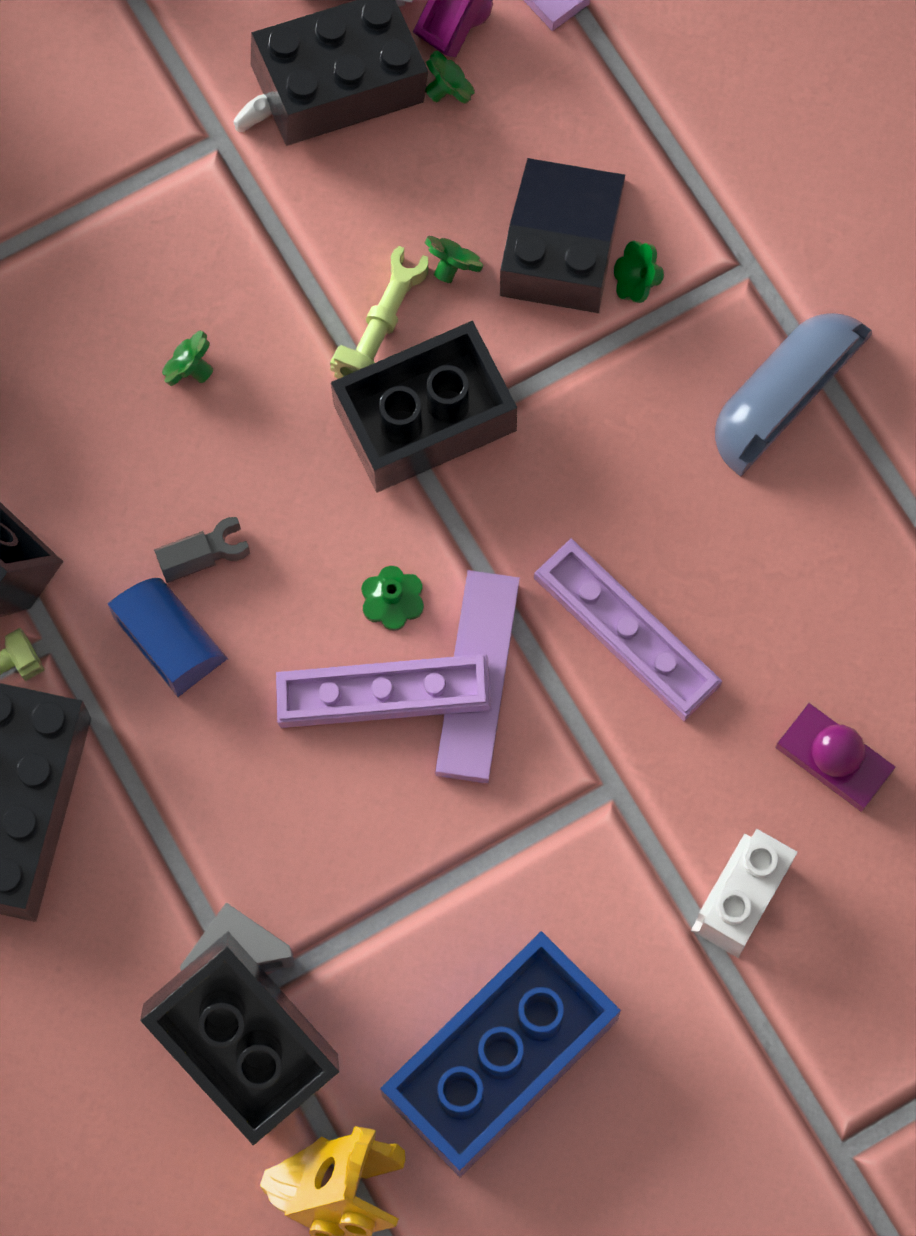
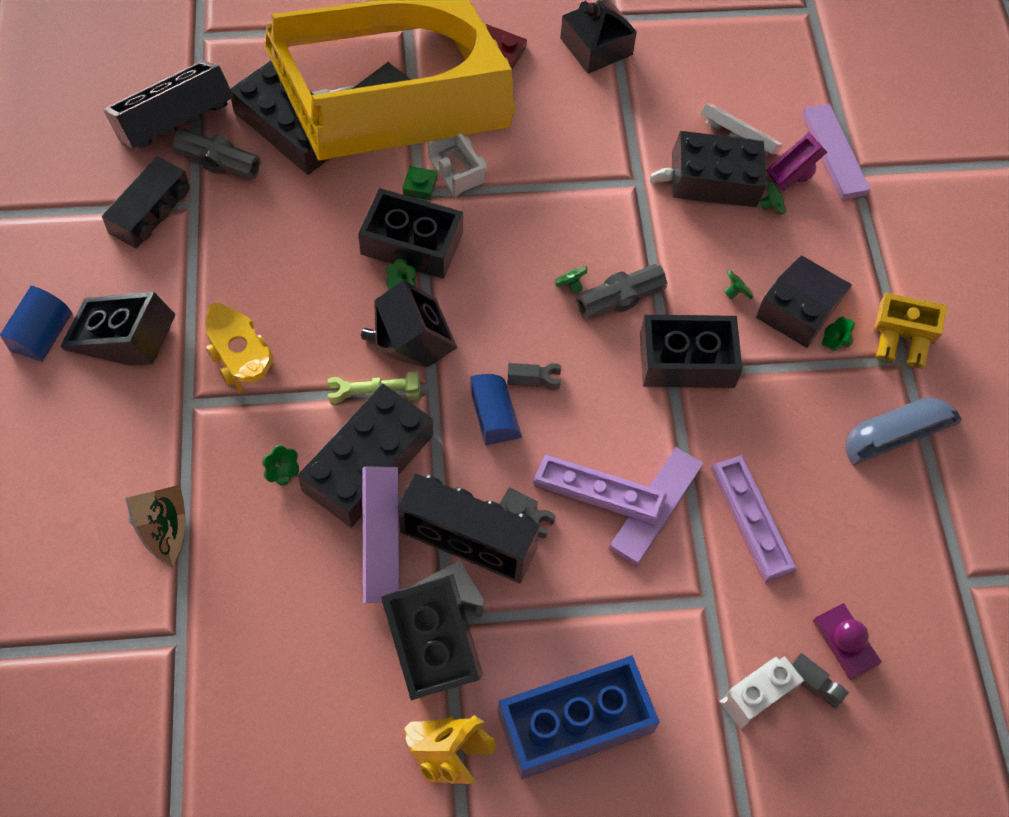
camera: 20 degrees right, 10 degrees down
(87, 916) = (380, 532): none -> lavender tile
(214, 845) = (468, 527): none -> black brick
(276, 349) = (621, 291): none -> dark grey piece
(276, 780) = (519, 503): none -> dark grey plate
(380, 318) = (687, 300): yellowish green piece -> none
(392, 608) = (627, 445): green plant -> none
(735, 201) = (909, 319): none -> yellow brick
(815, 837) = (817, 681): none -> dark grey bar

